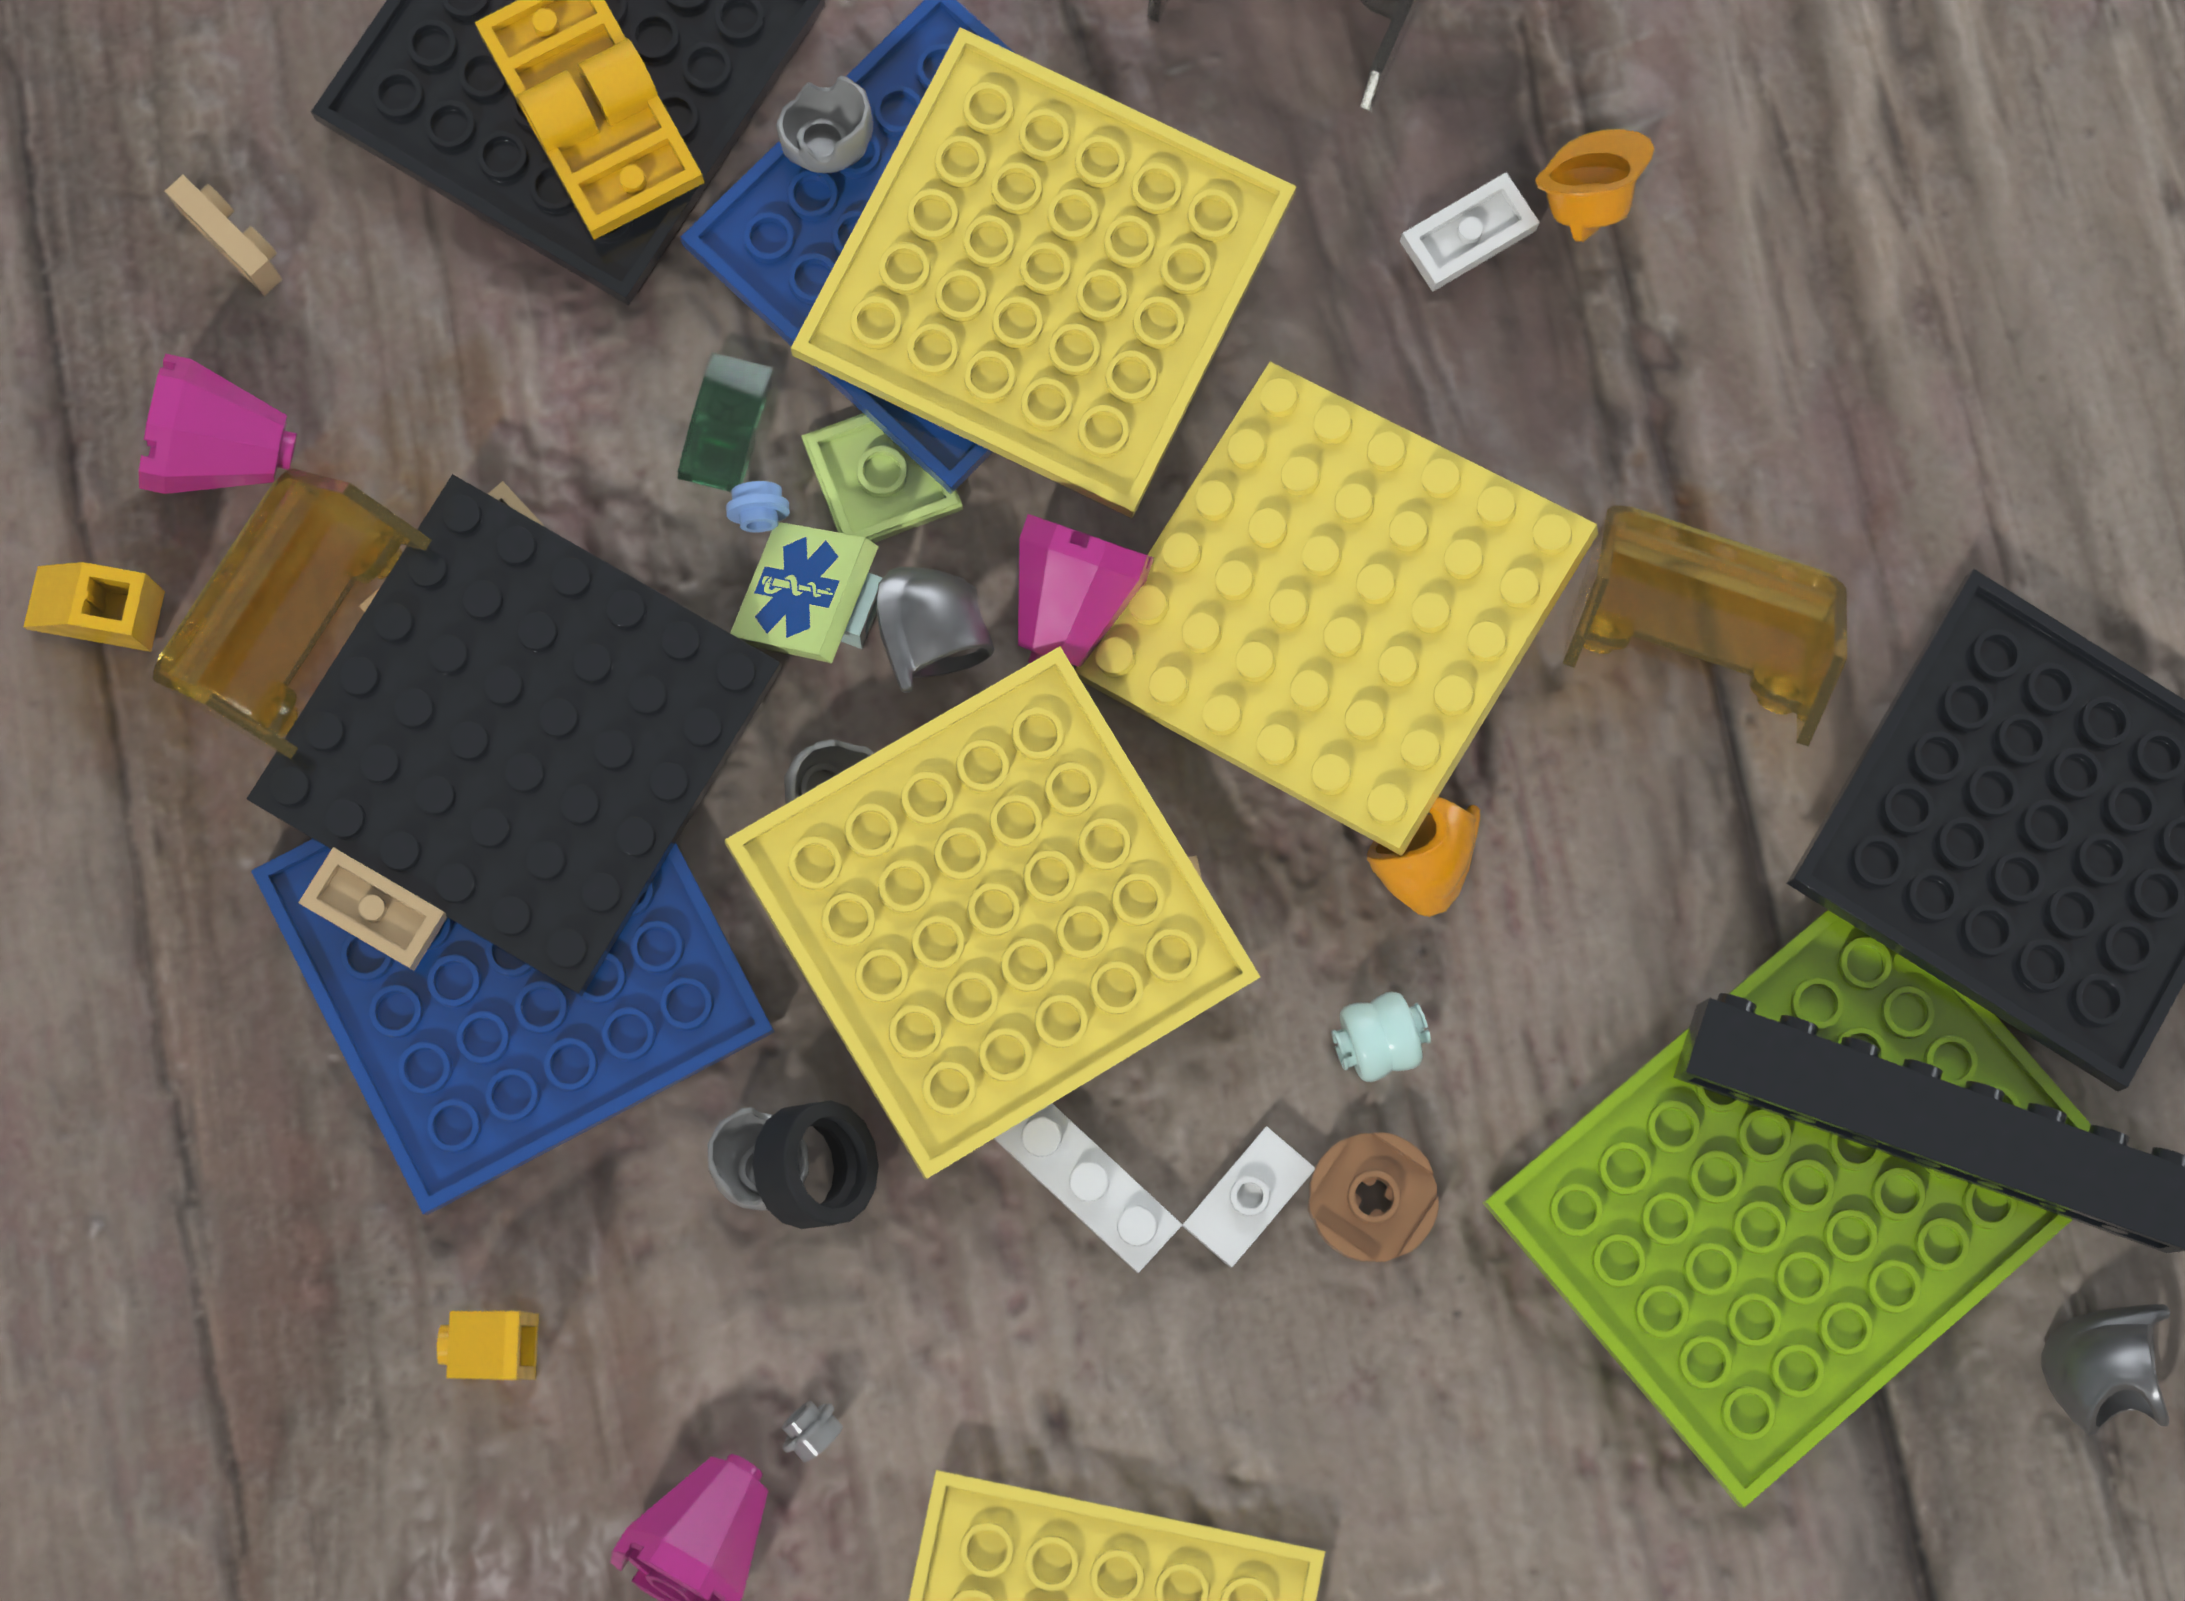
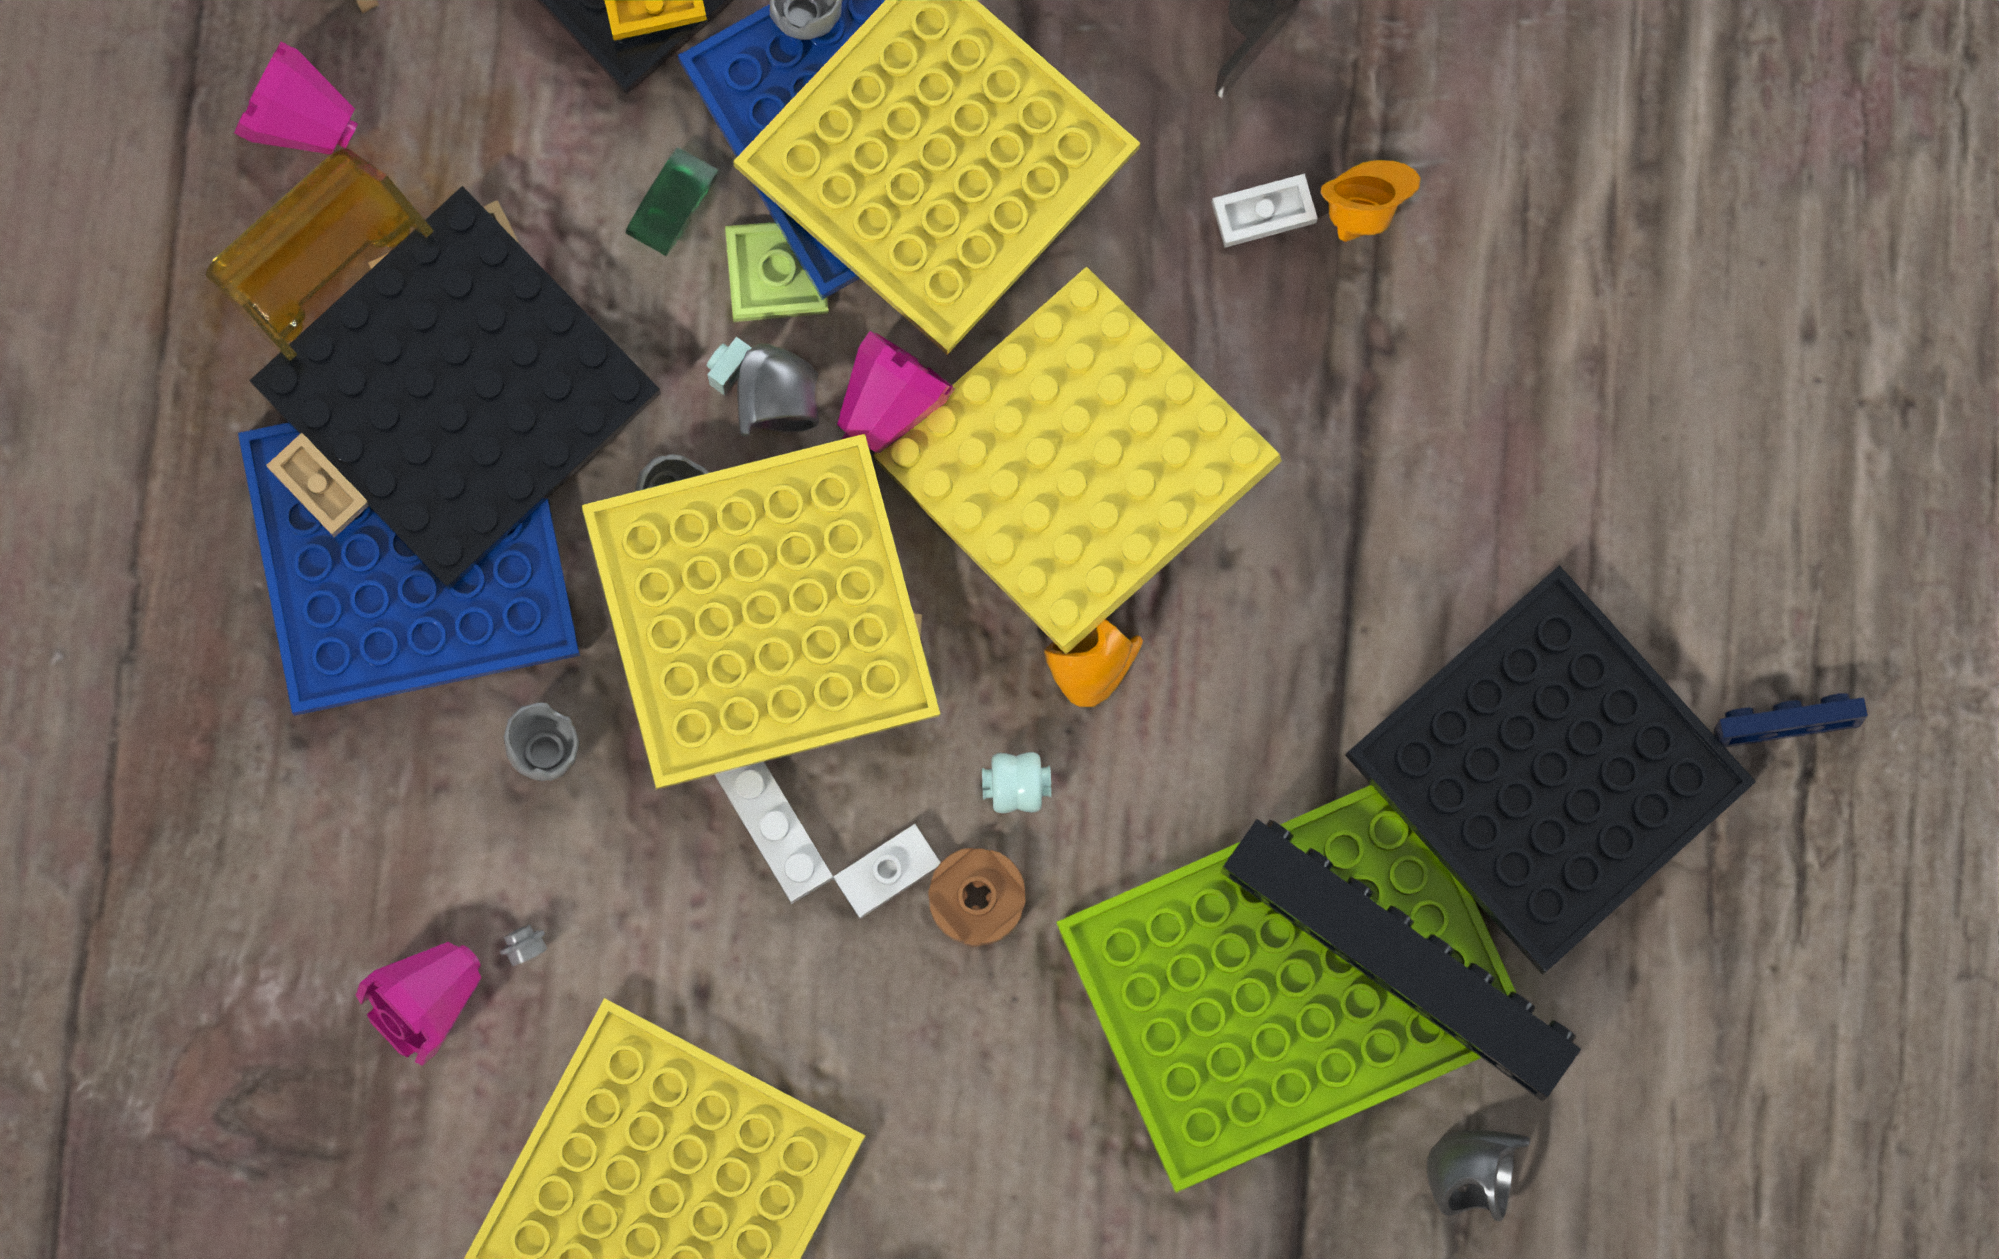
camera: 20 degrees right, 0 degrees up
(95, 604) = (178, 209): yellow slope -> none
(489, 1345) = (313, 818): yellow slope -> none
(757, 506) = (677, 269): light blue plate -> none
(778, 1170) = (610, 757): black tyre -> none
(804, 591) = (692, 341): yellowish green tile -> none
(1715, 604) = (1355, 533): clear yellow windscreen -> none

